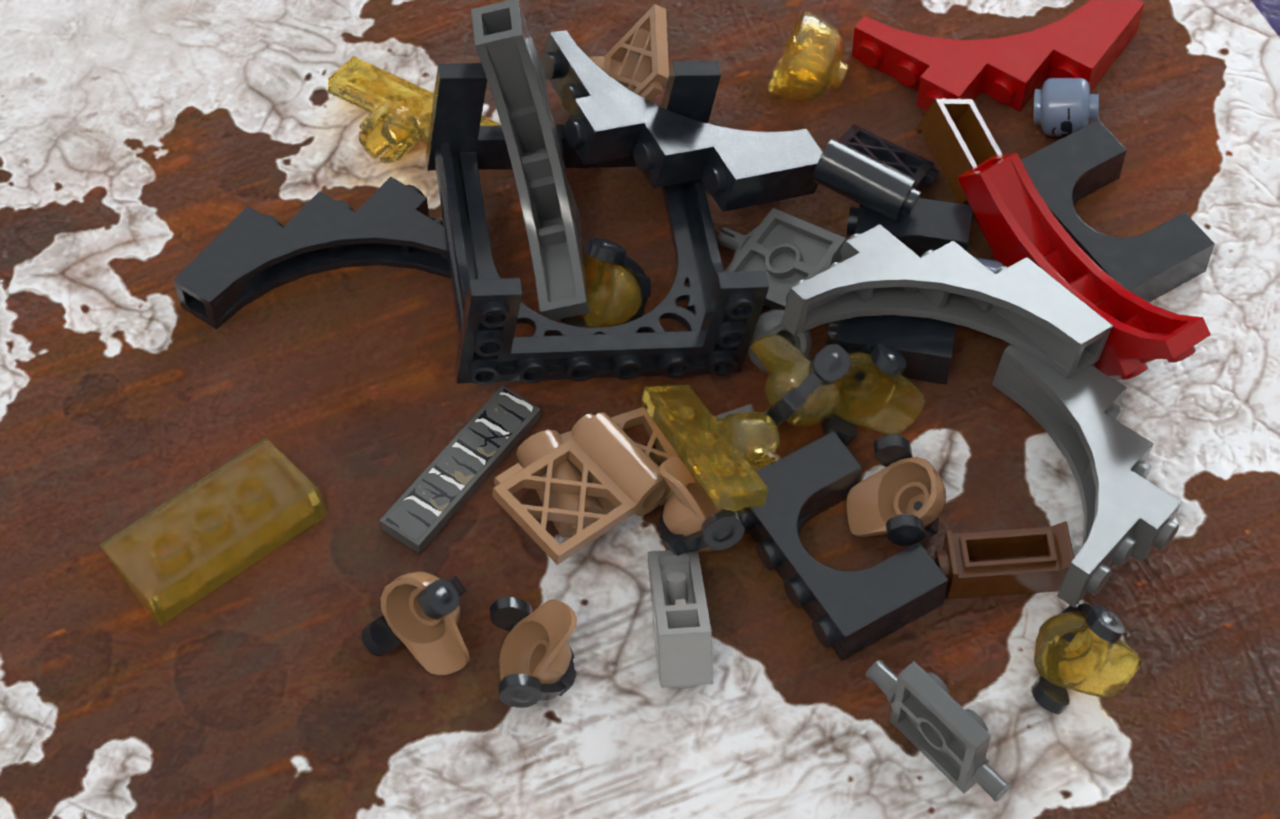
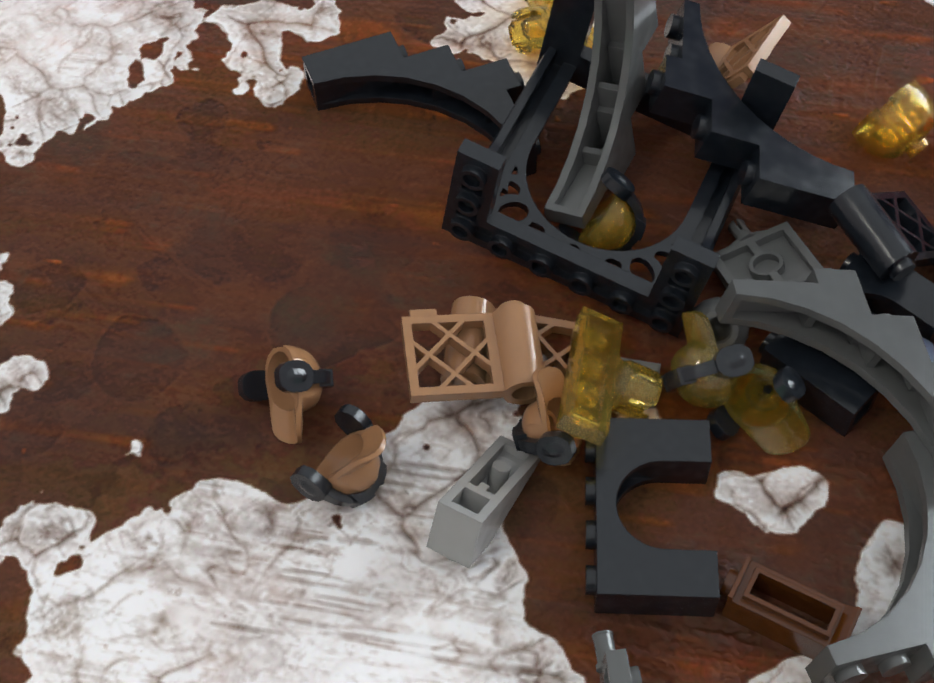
camera: 35 degrees right, 0 degrees up
(214, 530) = (203, 246): clear yellow slope -> none
(460, 469) = (391, 299): tile -> none
(899, 498) = (729, 509): medium nougat cap -> none

